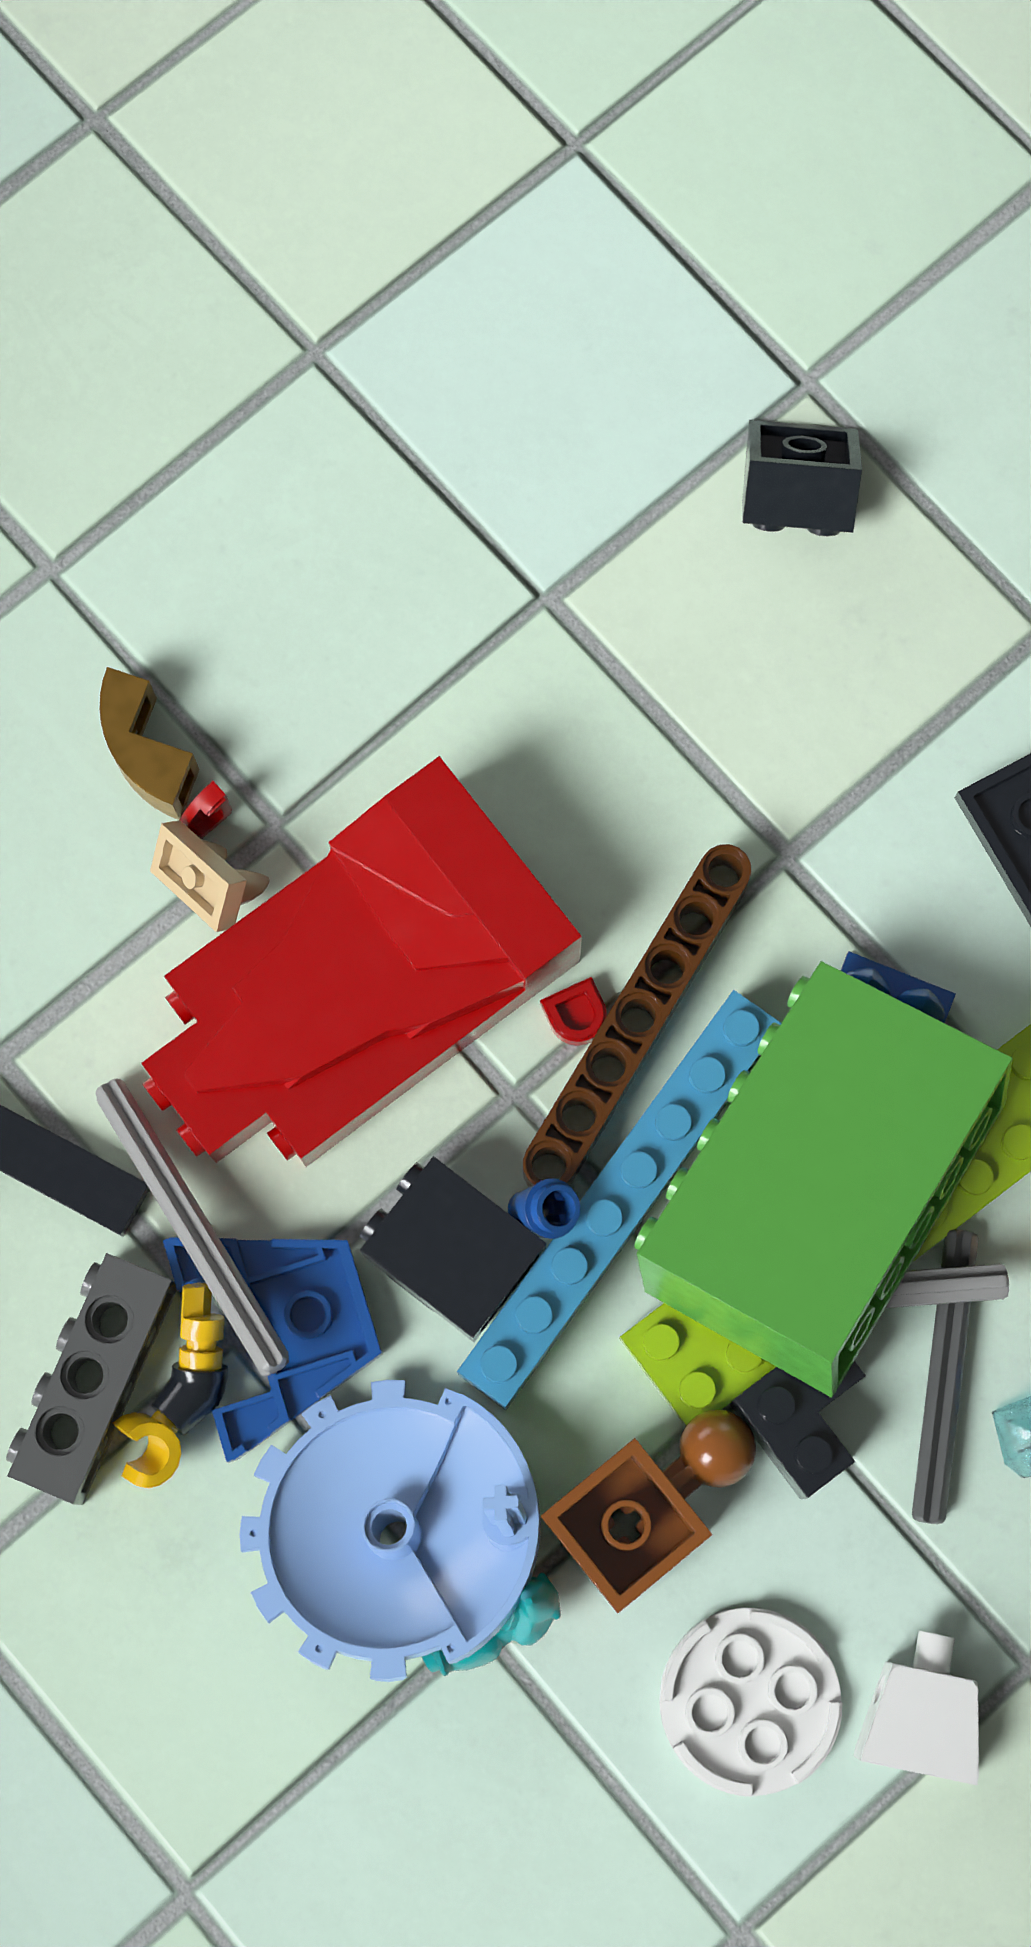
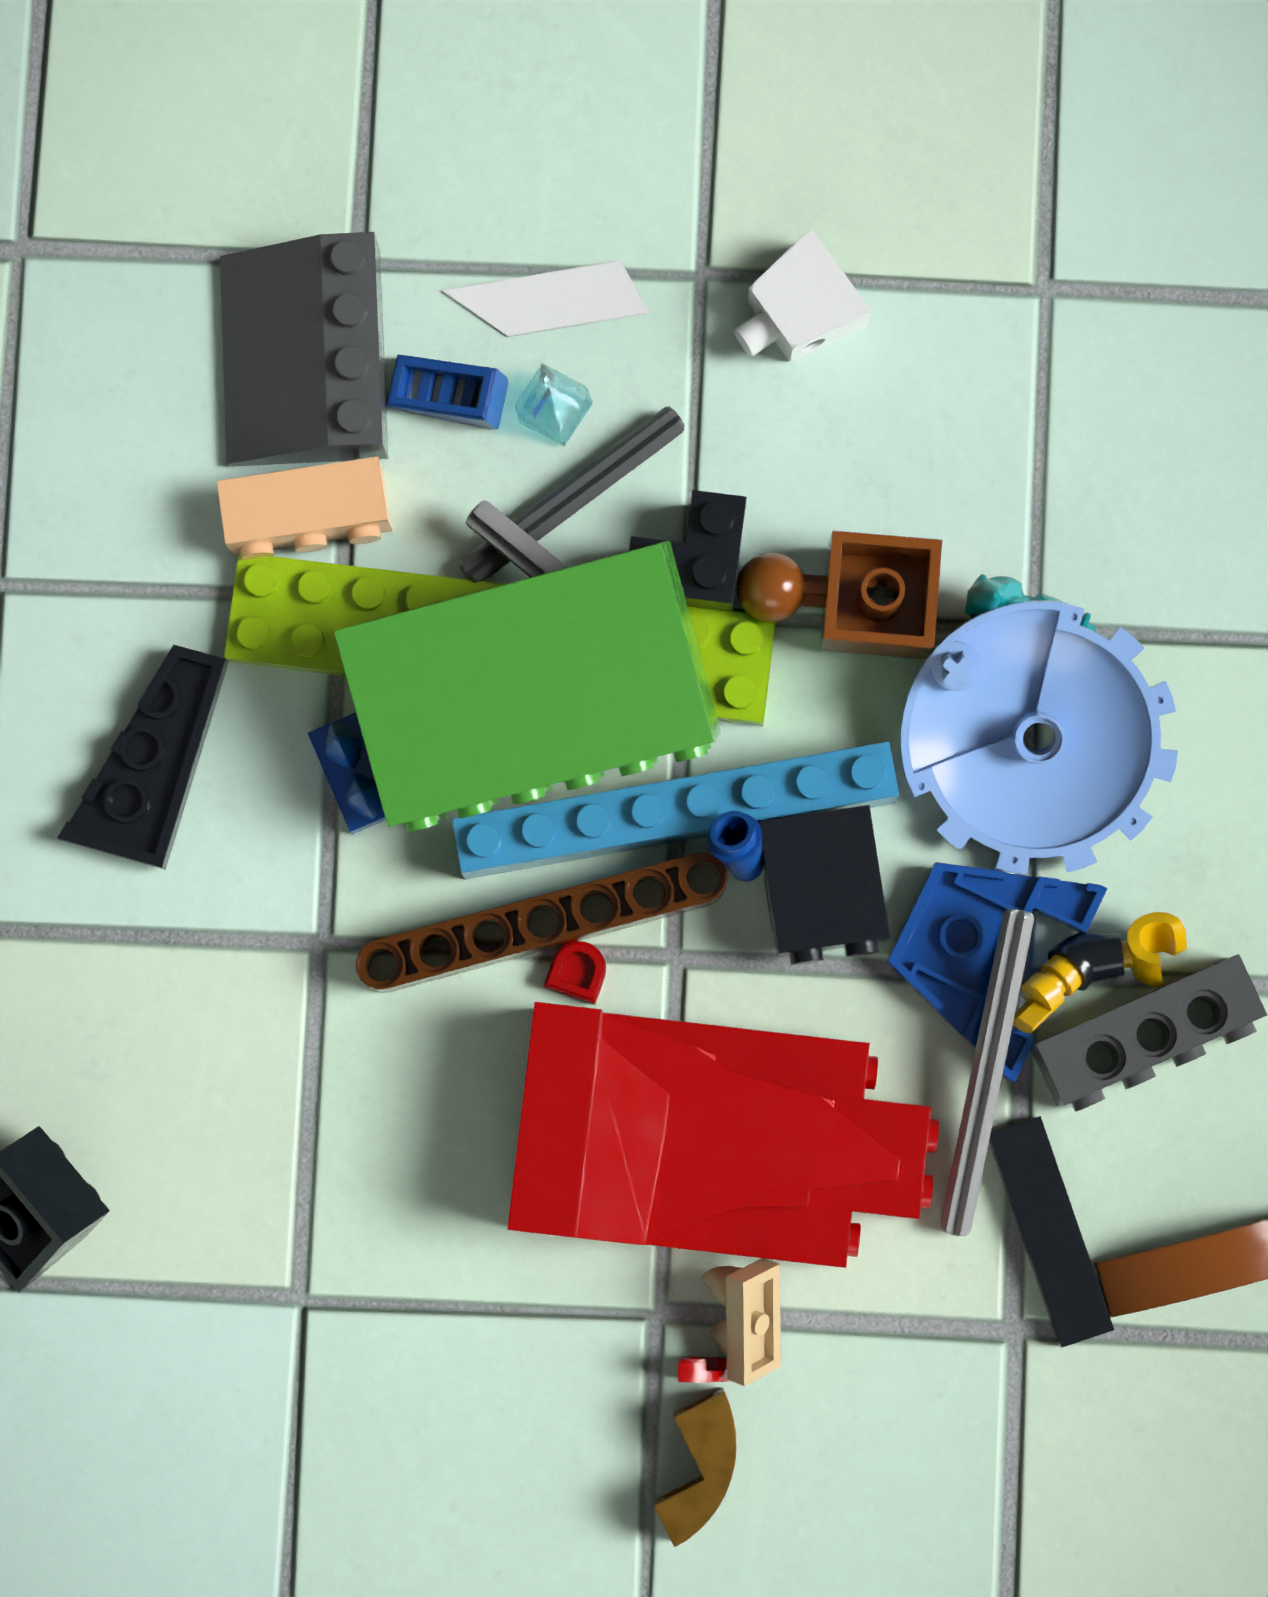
camera: 135 degrees left, 5 degrees up
(750, 1701) = (902, 418): white tile -> none

